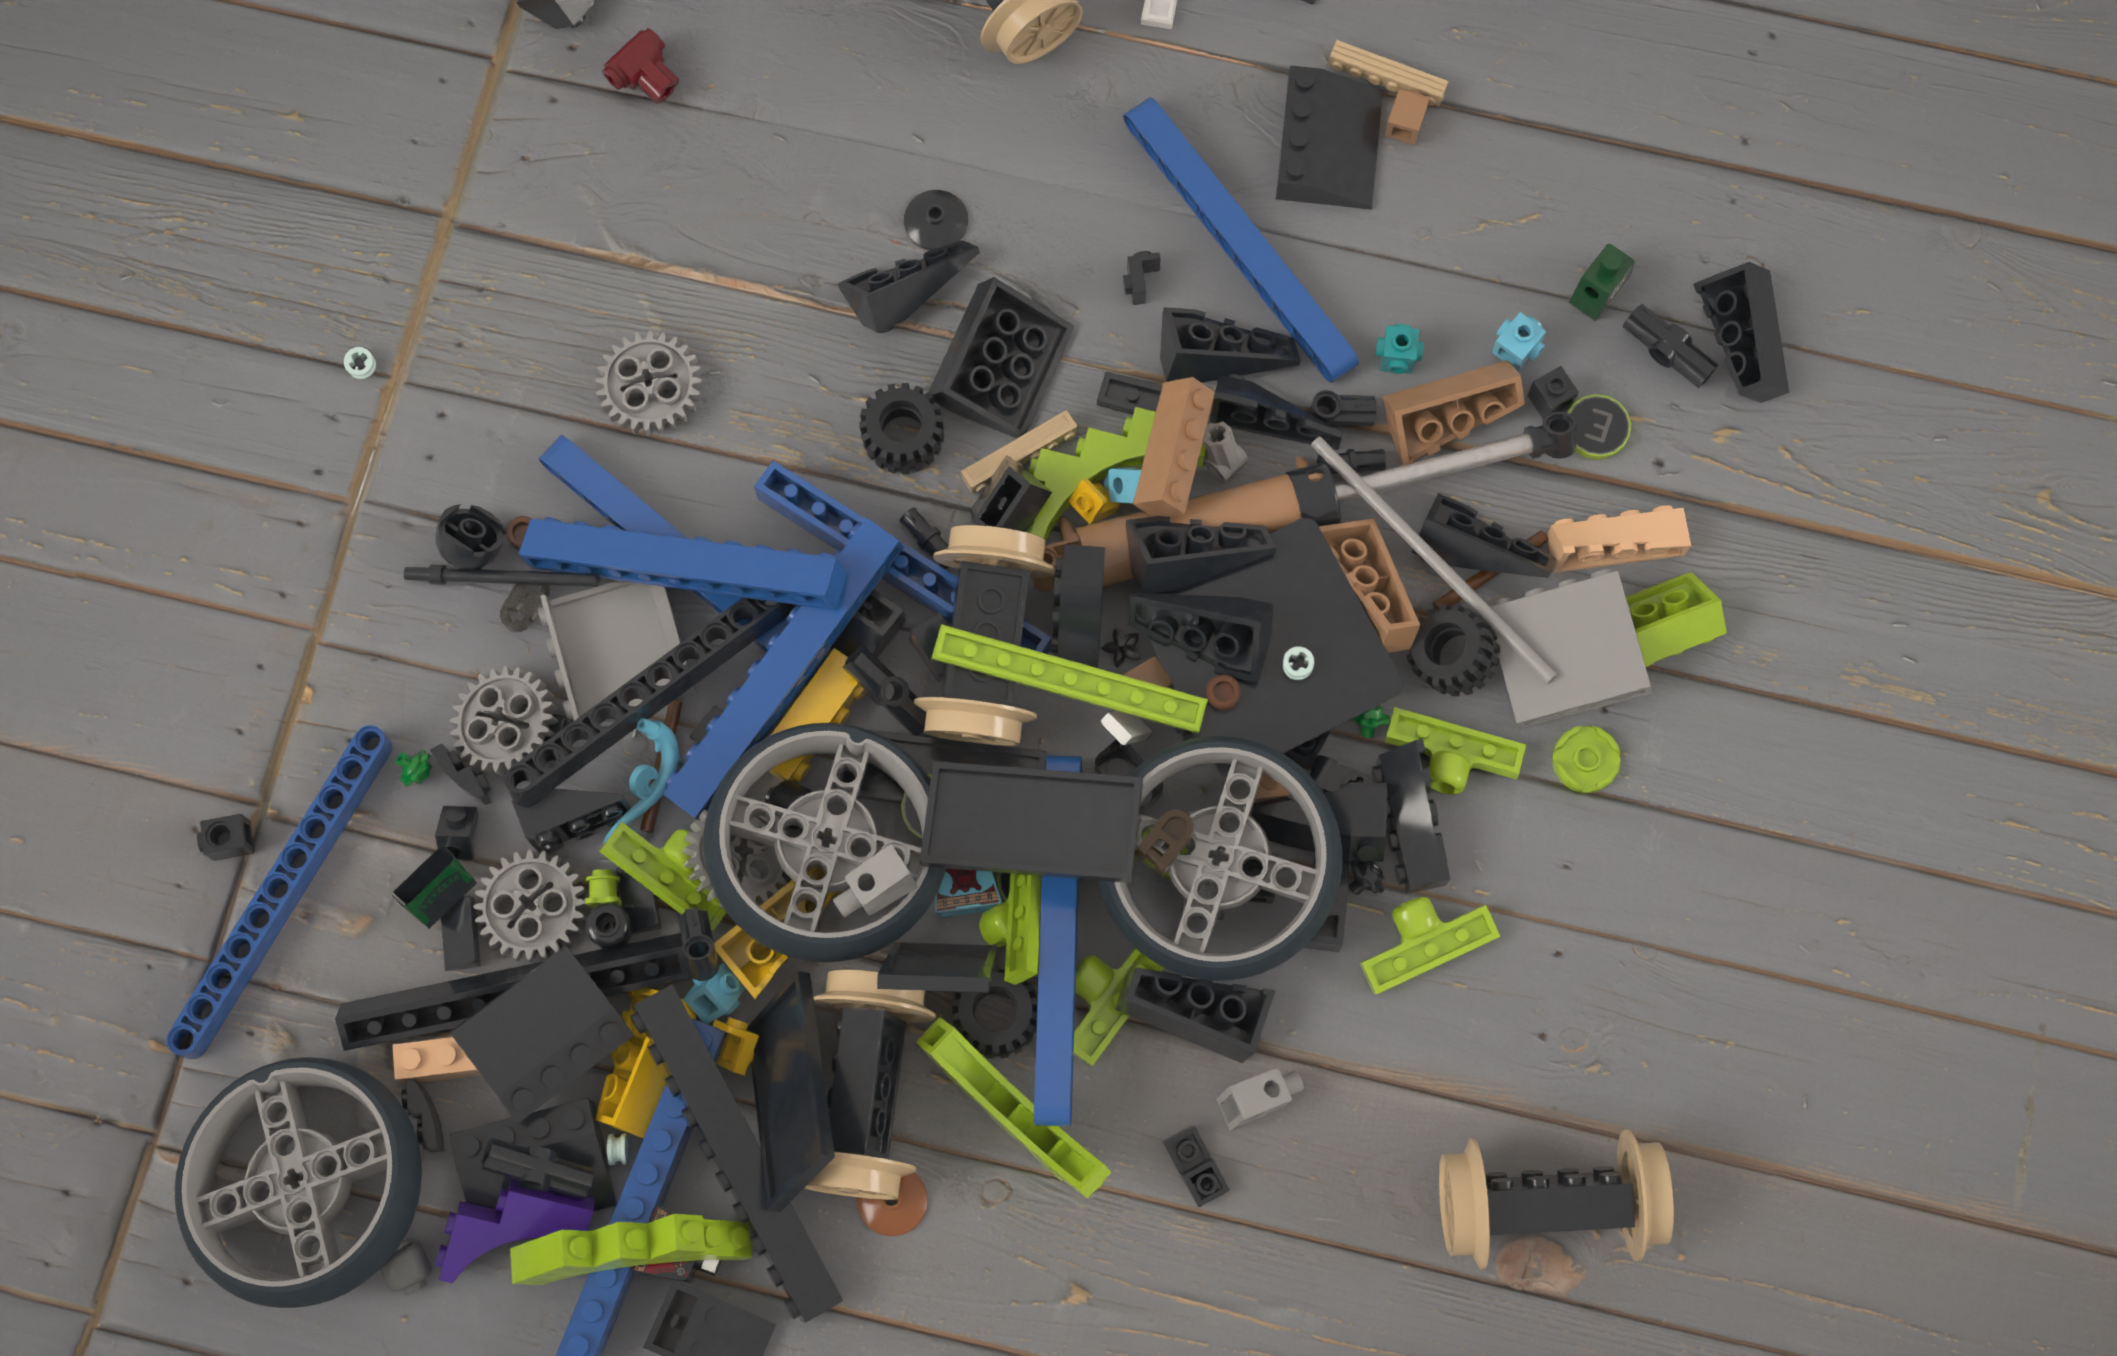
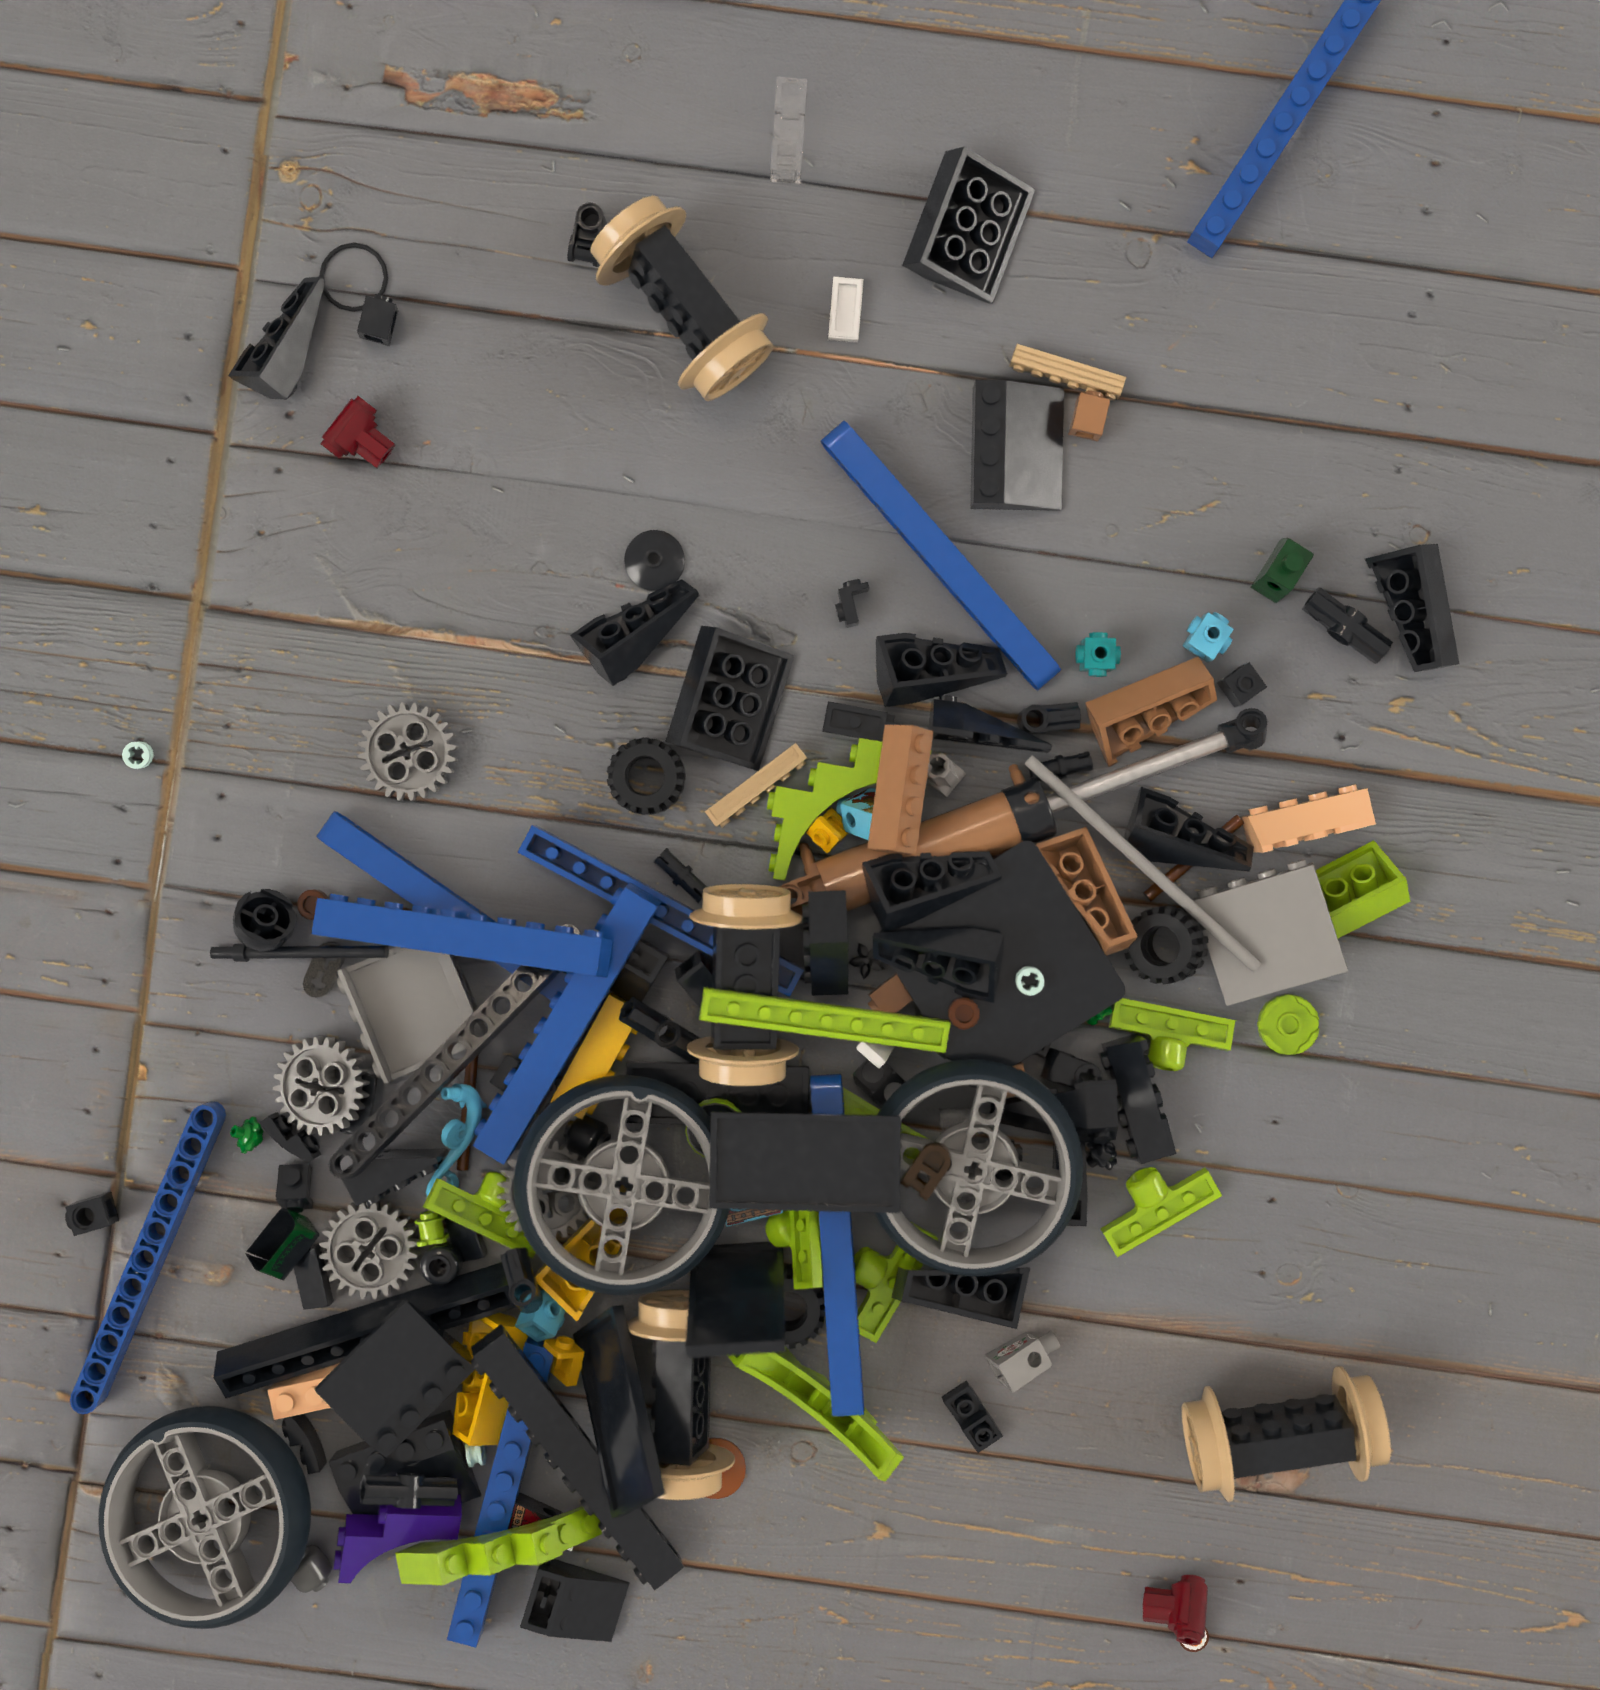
camera: 10 degrees left, 15 degrees up
(888, 876) = (681, 1230): light grey torso -> none
(1010, 498) = (751, 843): black slope -> none
(1601, 426) = (1287, 709): black tile -> none

